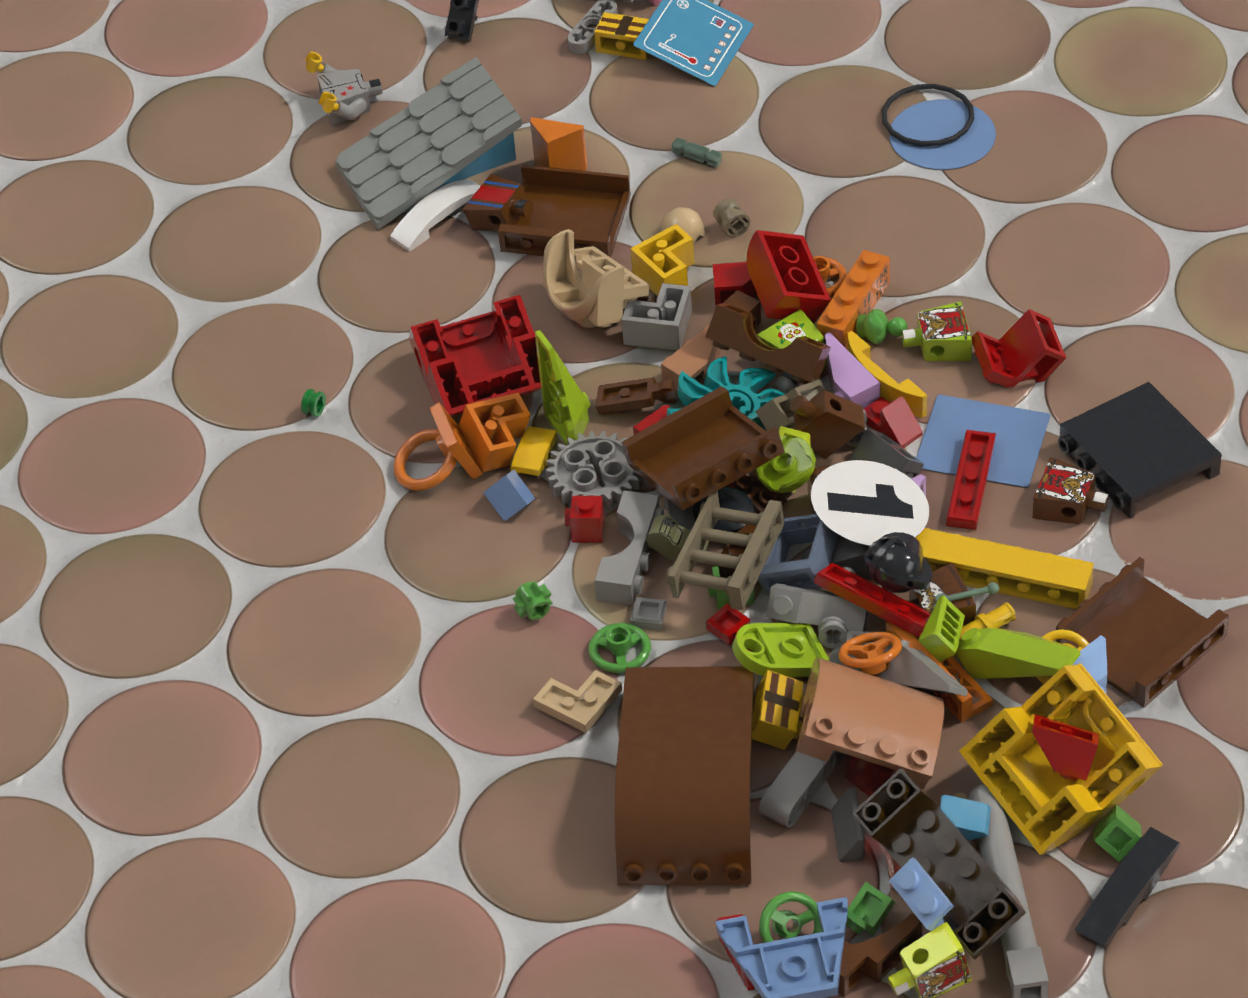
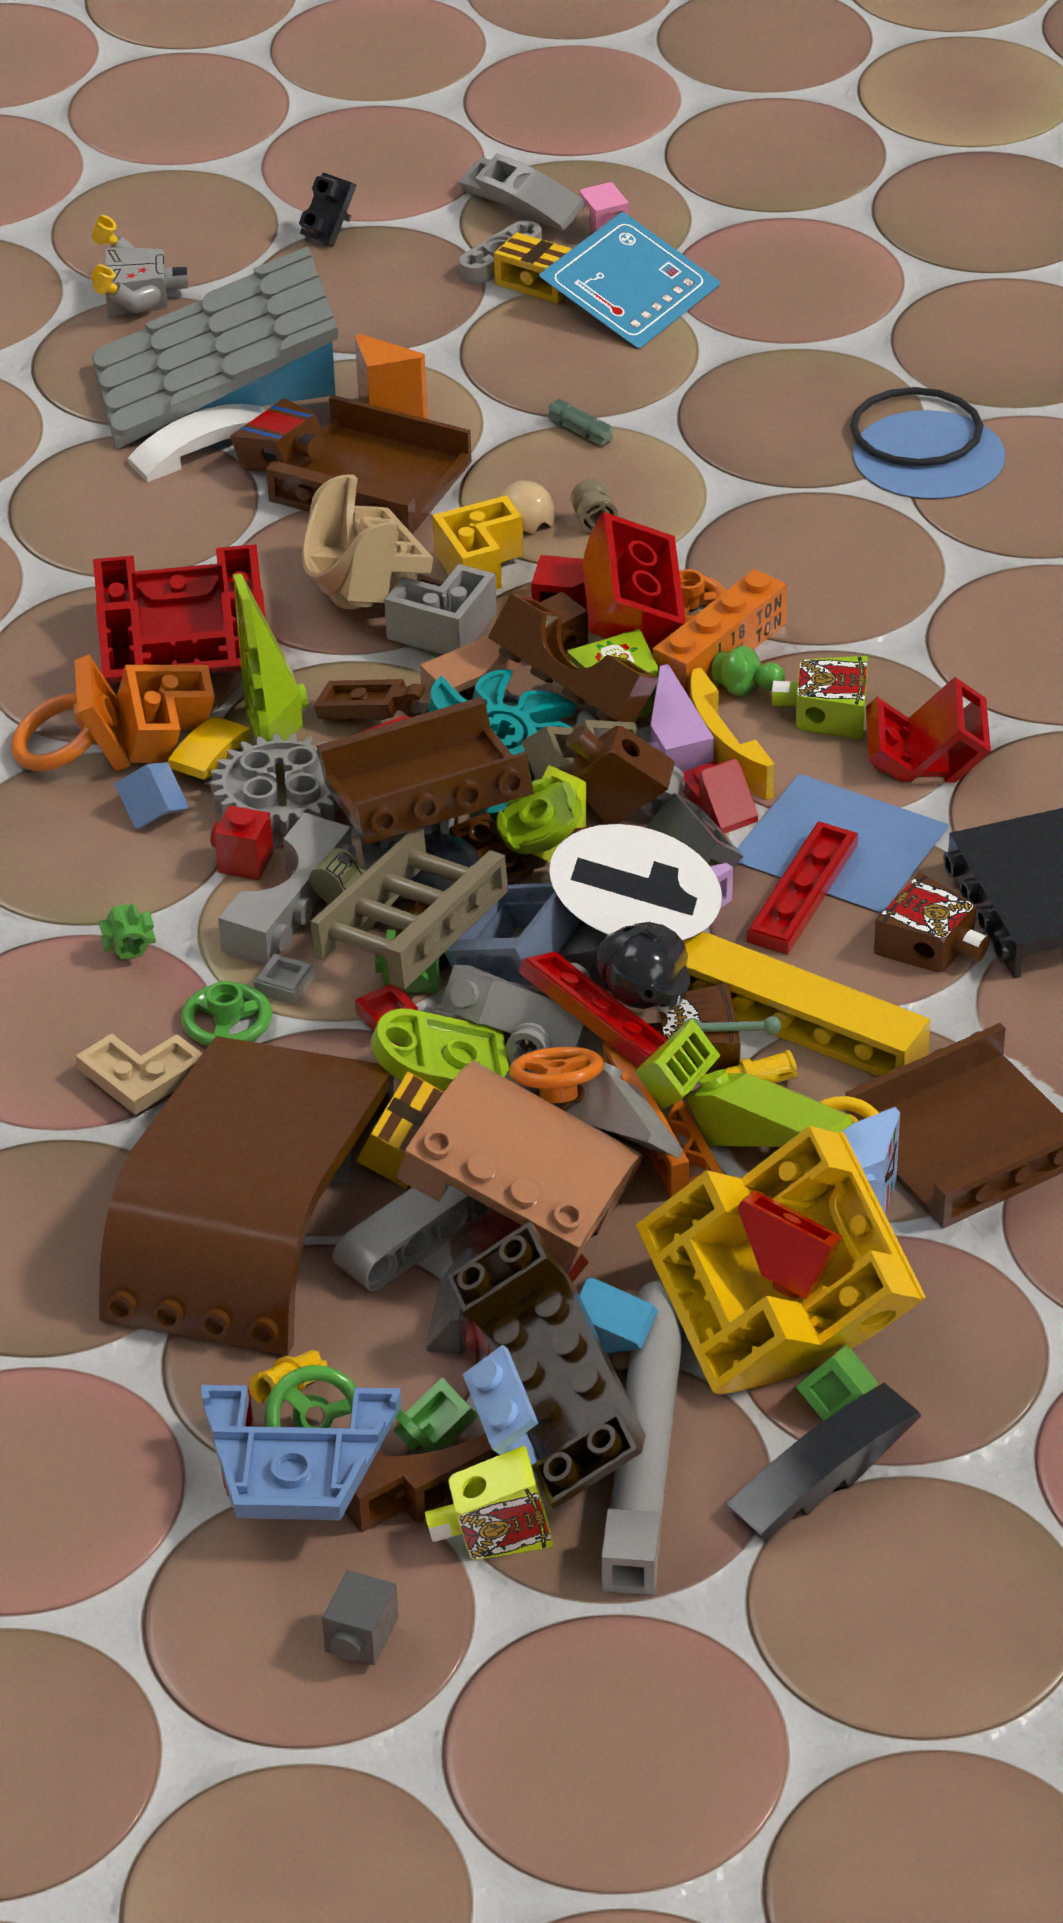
camera: 10 degrees right, 5 degrees down
(759, 899) = (263, 1382): none -> yellow axle

